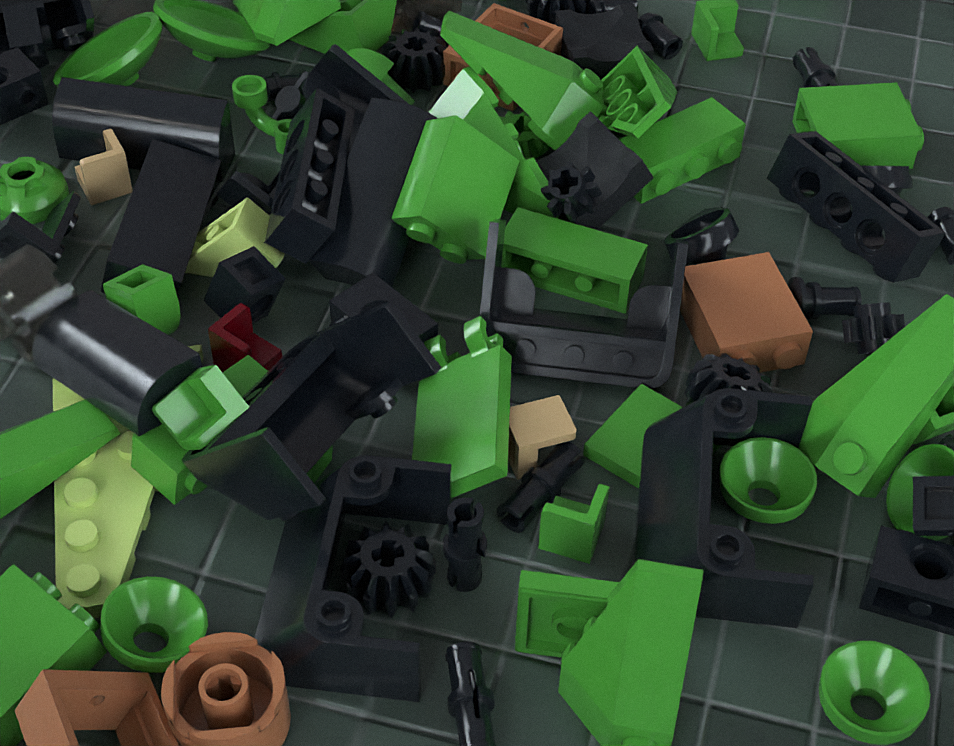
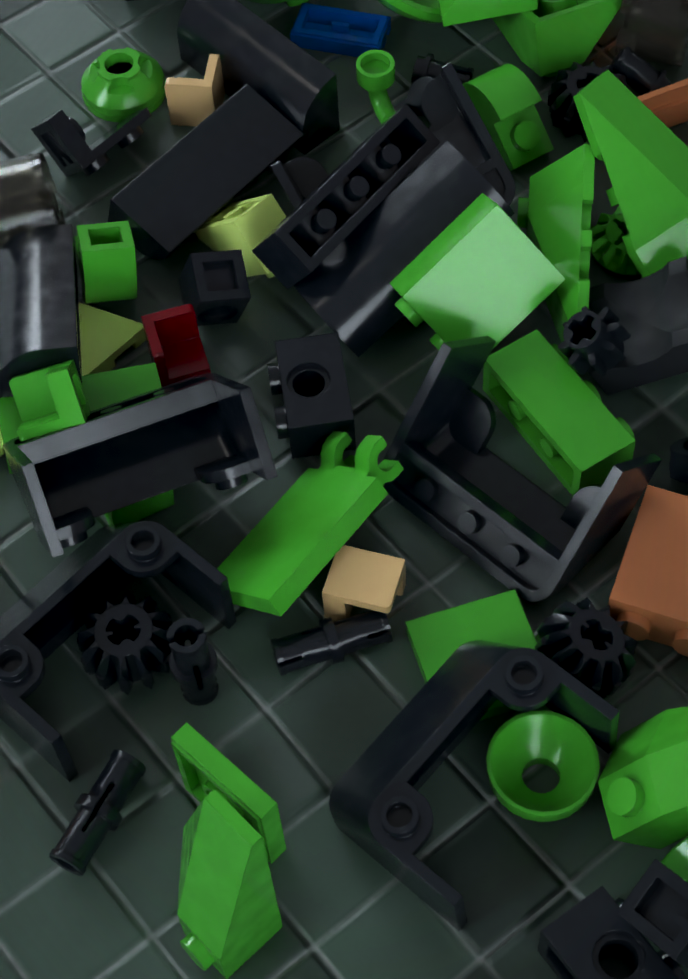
camera: 40 degrees right, 10 degrees up
(197, 81) = (339, 30): none -> blue tile
(573, 527) = (326, 699): bright green panel -> none

